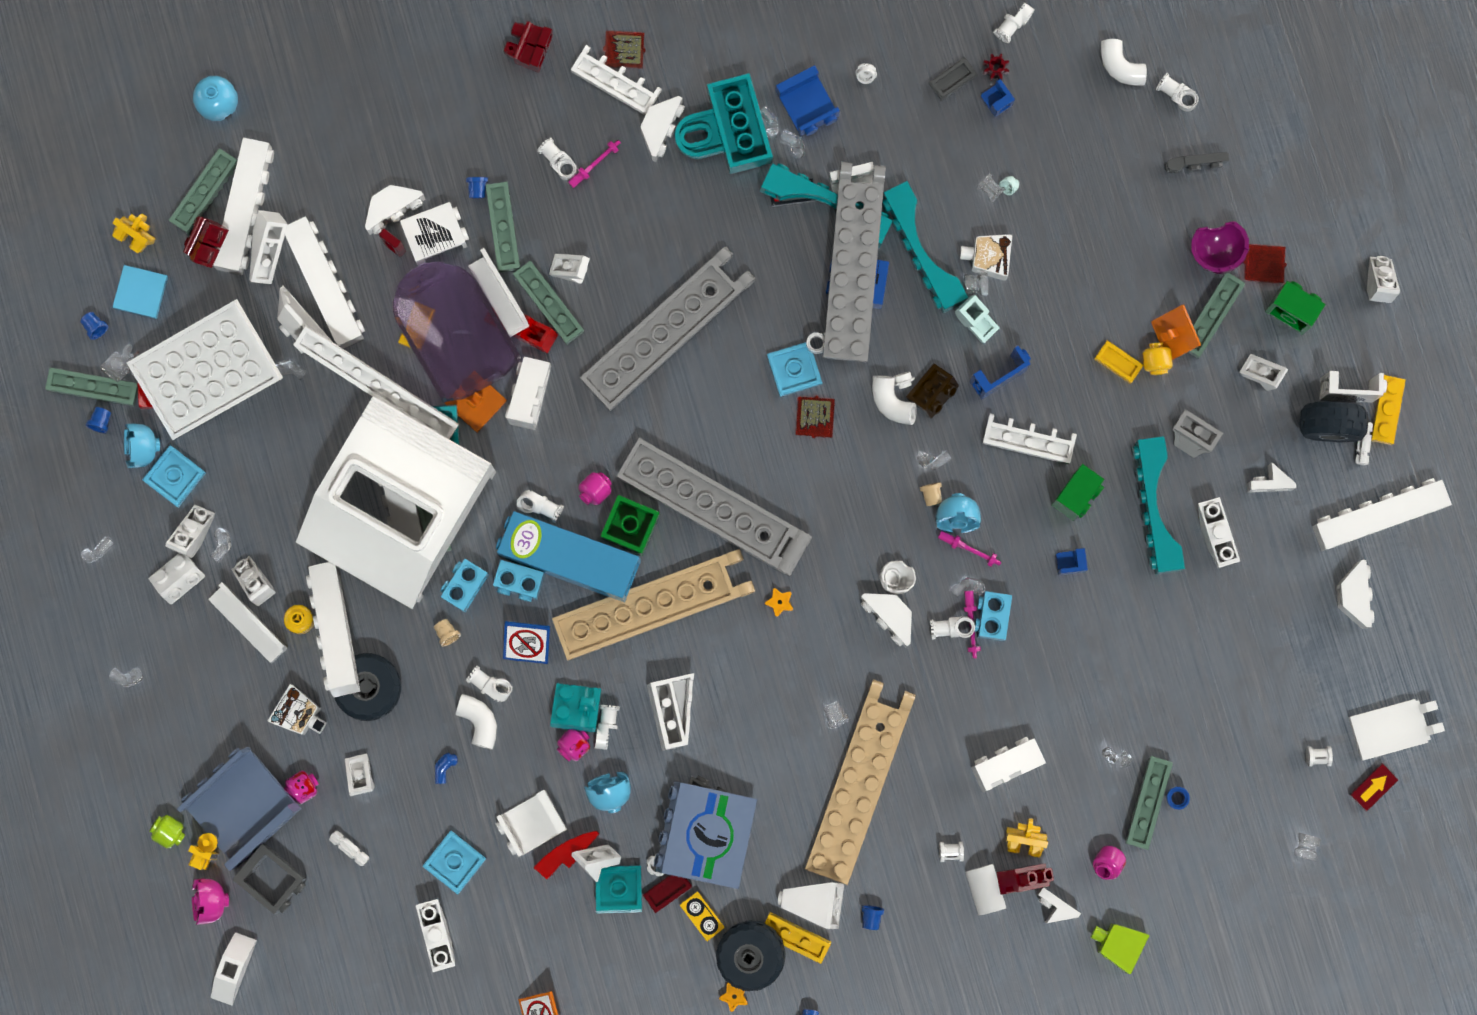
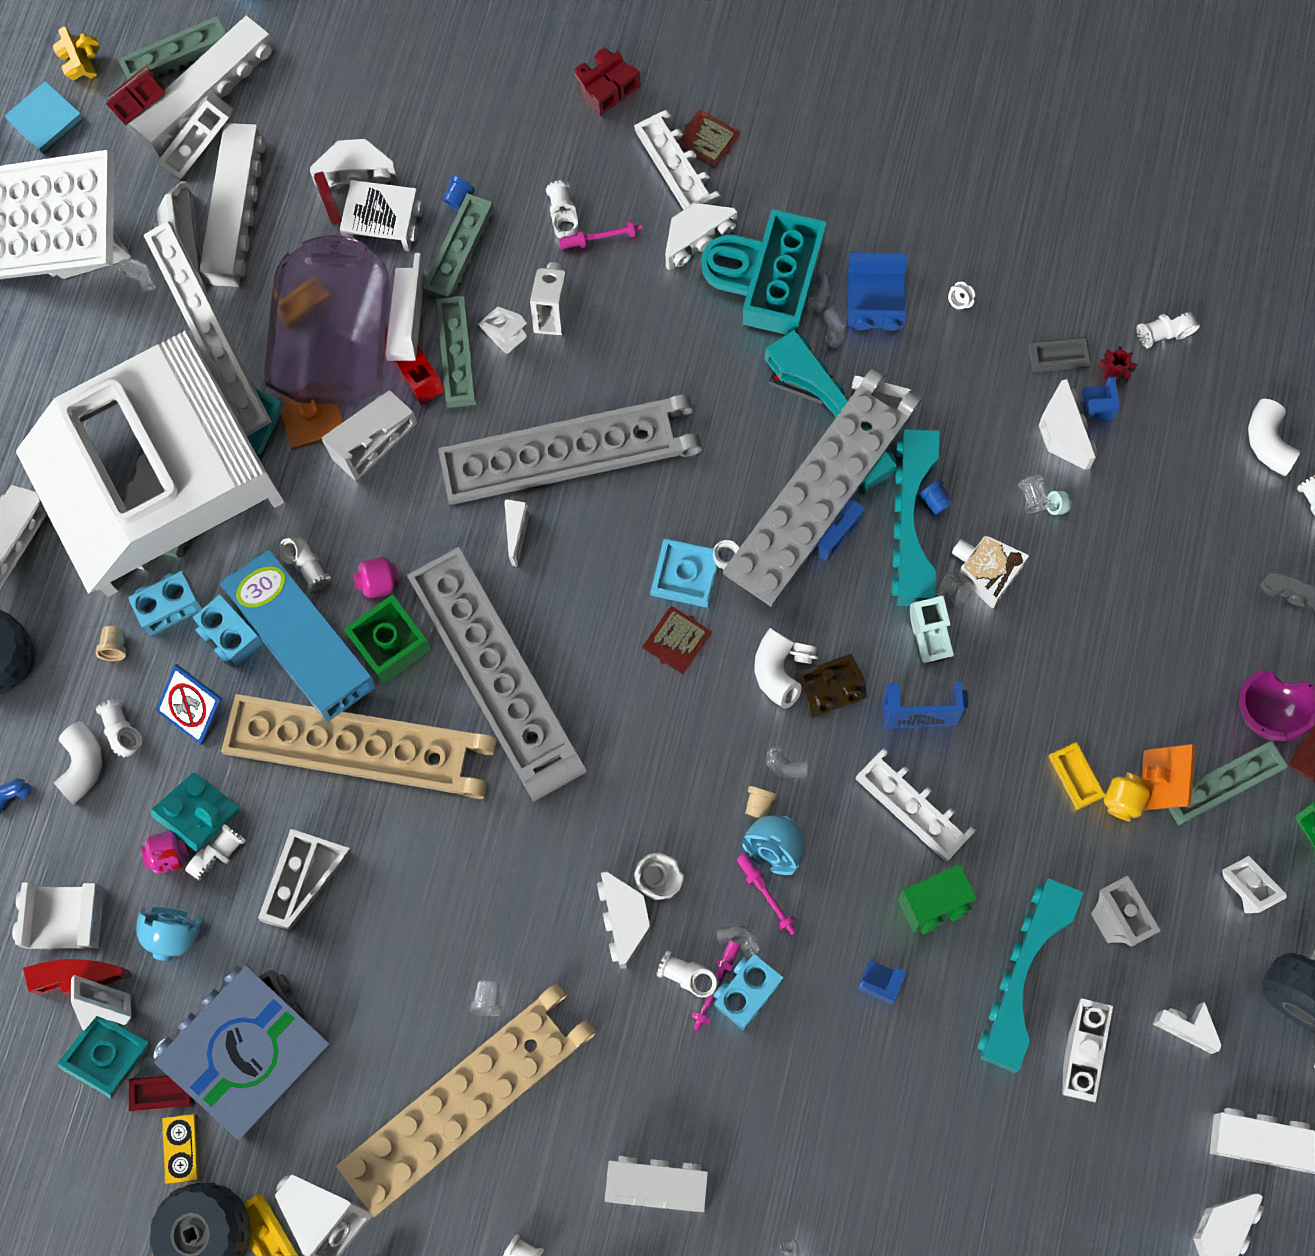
camera: 40 degrees right, 10 degrees down
(591, 230) = (549, 289): none -> white torso
(664, 399) = (516, 521): none -> white slope
(779, 608) = (508, 834): light orange plate -> none
(928, 226) = (936, 497): none -> blue piece
(986, 131) = (1066, 428): none -> white slope

